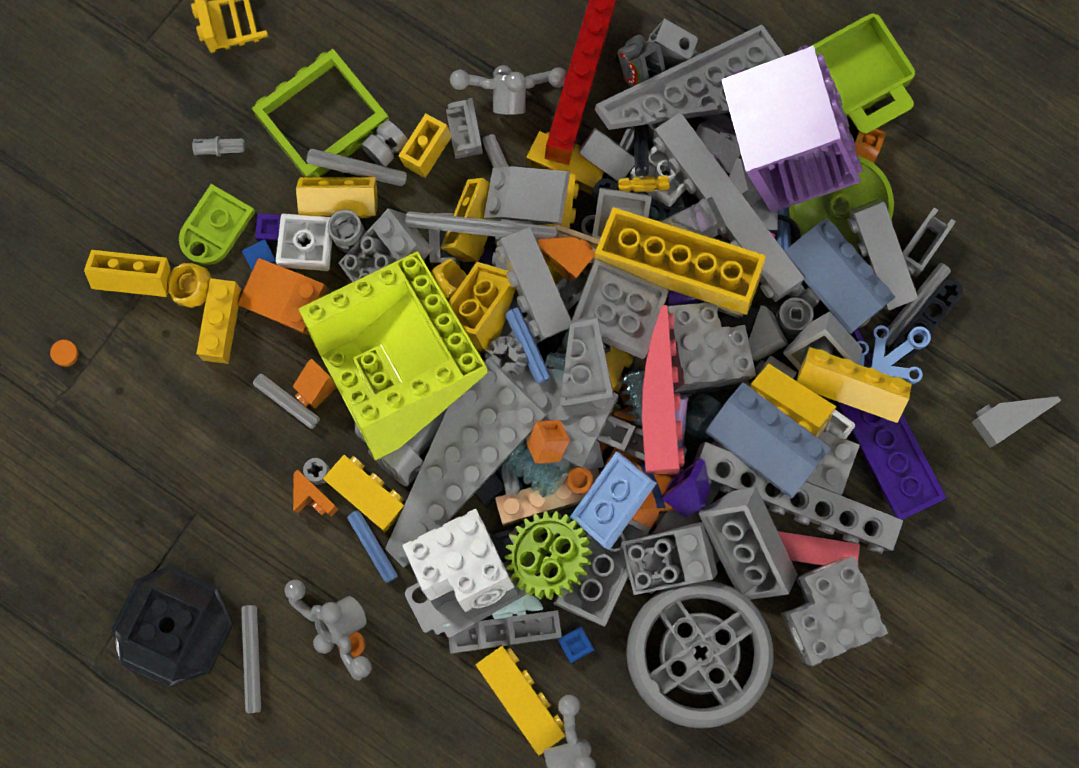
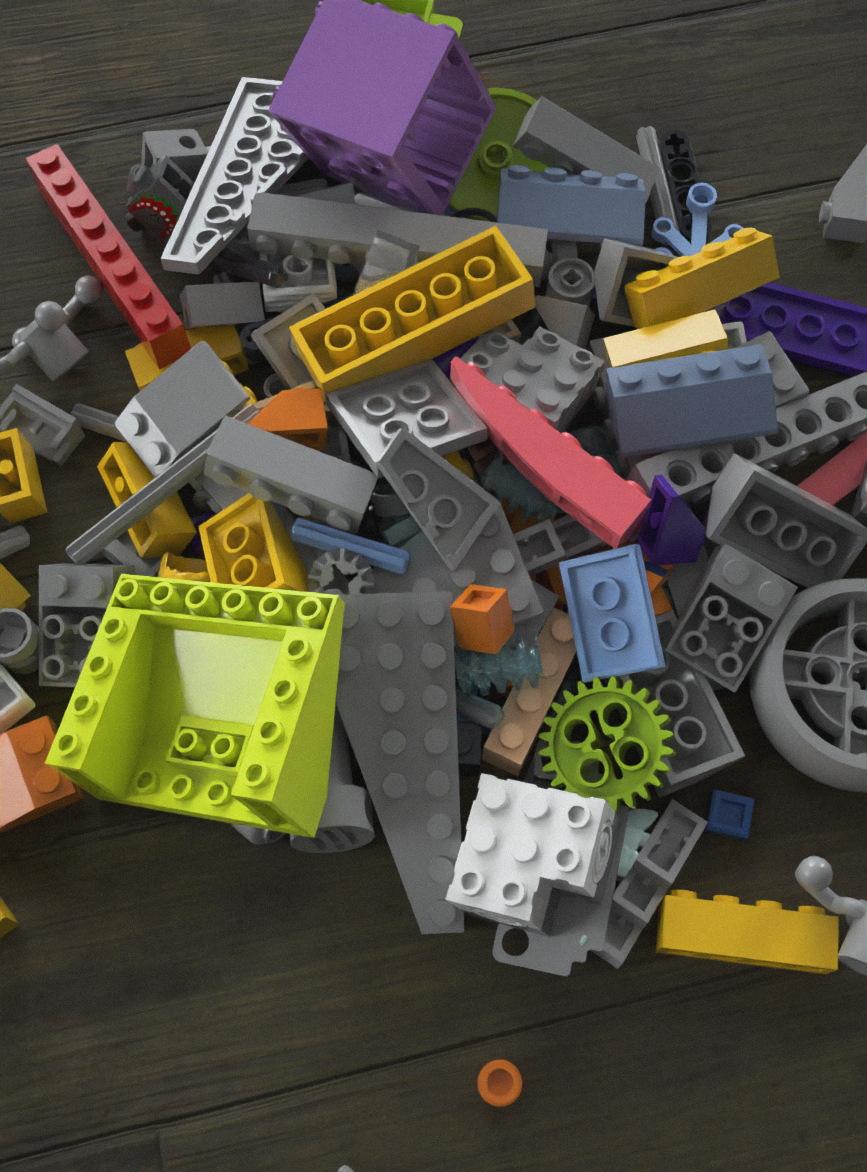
camera: 50 degrees left, 10 degrees down
(286, 401) = (133, 892): light grey axle -> none
(305, 491) = (263, 964): orange slope -> none
(309, 467) = (251, 918): light grey bush -> none
(313, 385) = (148, 837): orange slope -> none
(334, 625) = (463, 1084): light grey wheel -> none
(365, 492) = (333, 895): yellow brick -> none
(372, 546) = (404, 947): medium blue axle -> none
(579, 480) = (553, 633): orange tile -> none
(644, 184) = (293, 291): yellow axle -> none
(936, 226) = (610, 107): light grey window -> none

